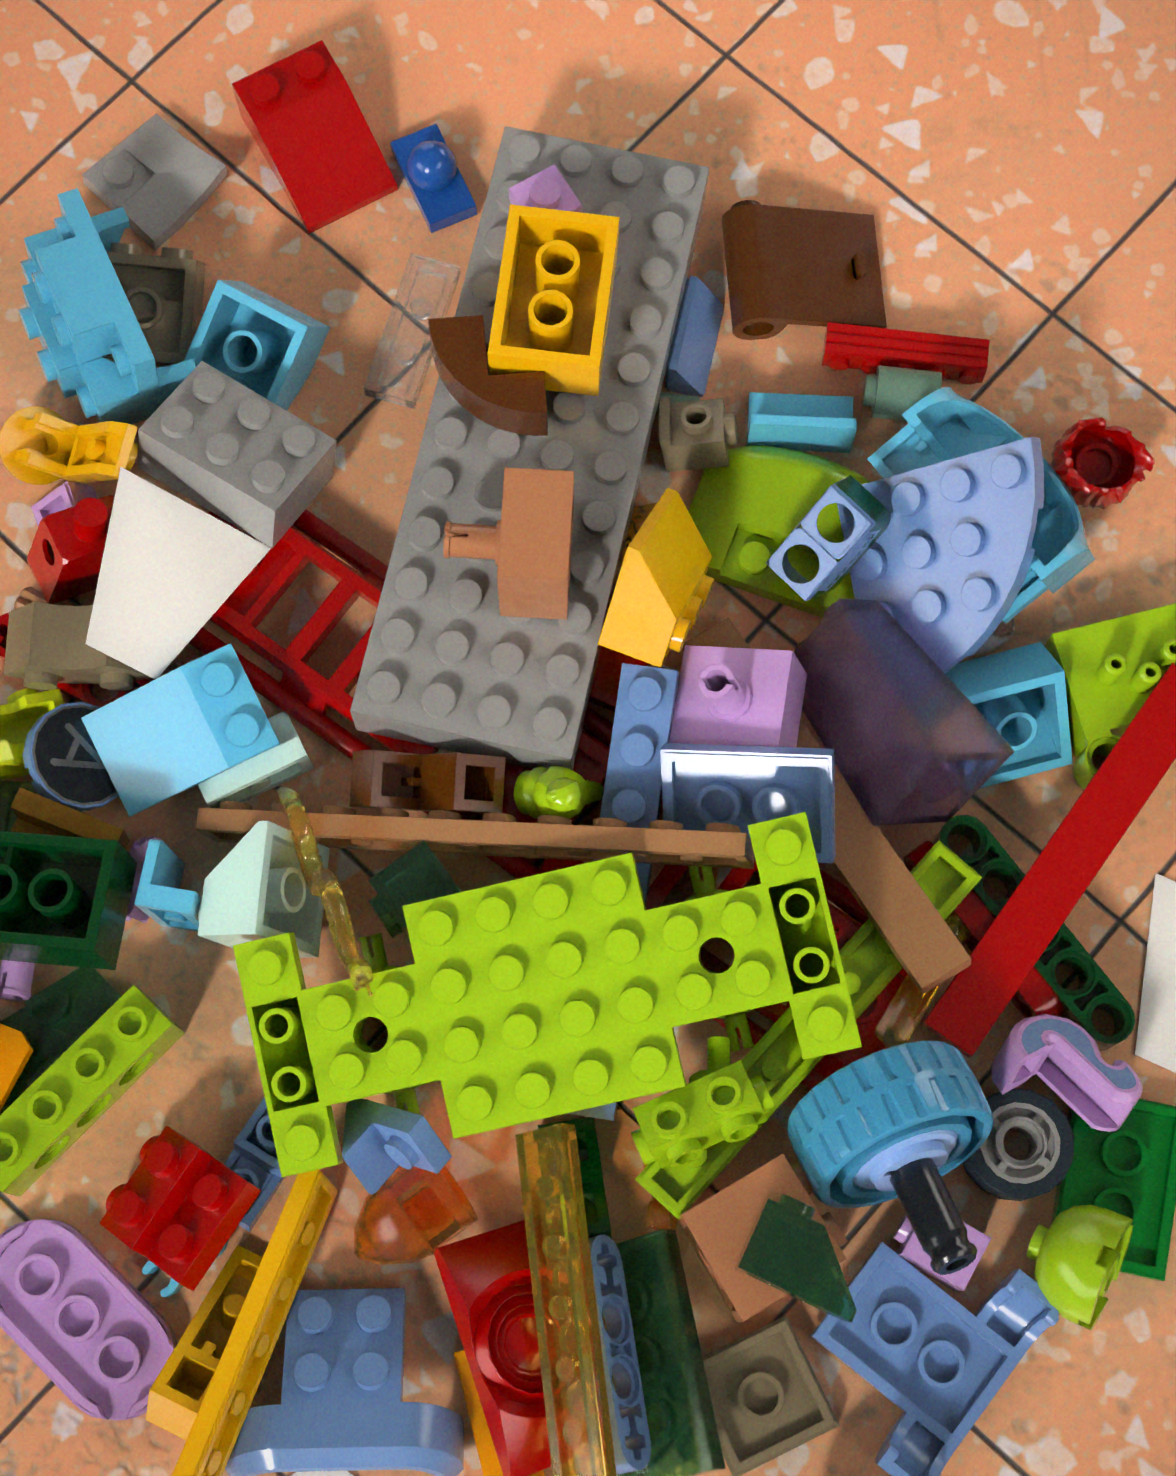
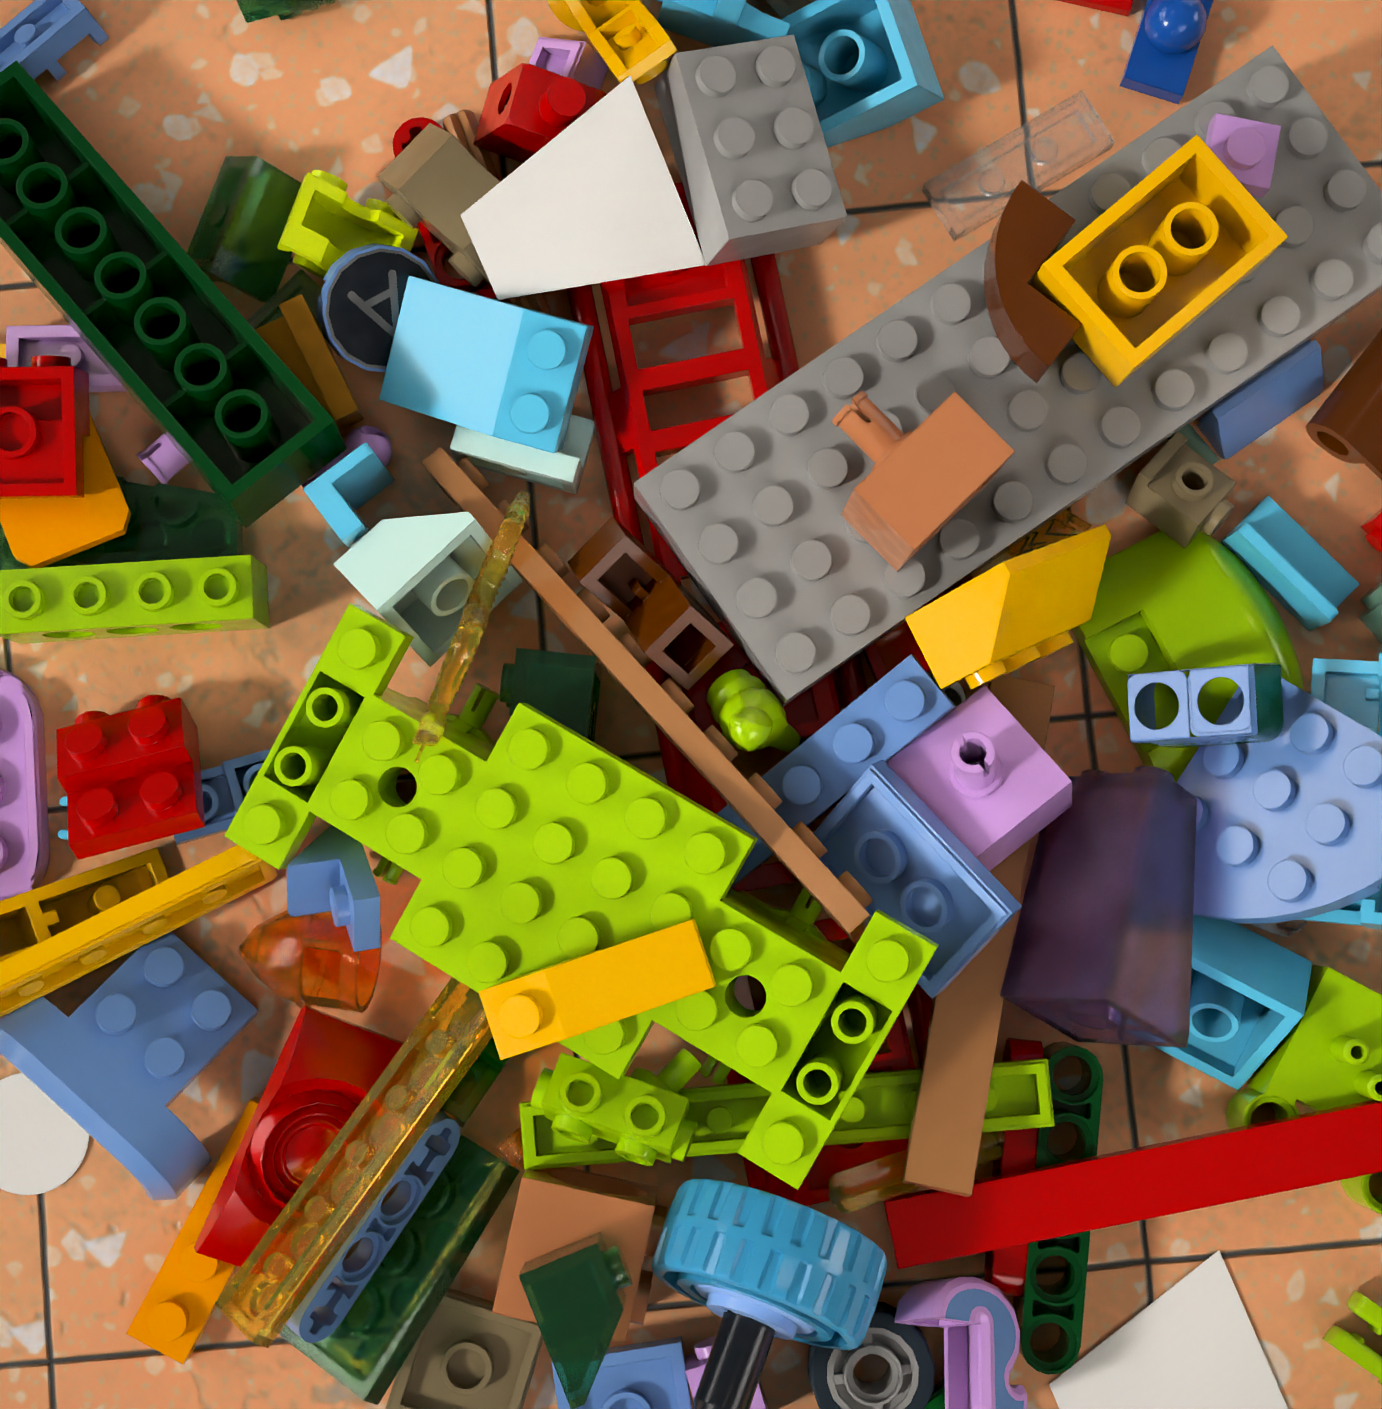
camera: 45 degrees right, 10 degrees up
(618, 1032) = (596, 989): none -> yellow slope

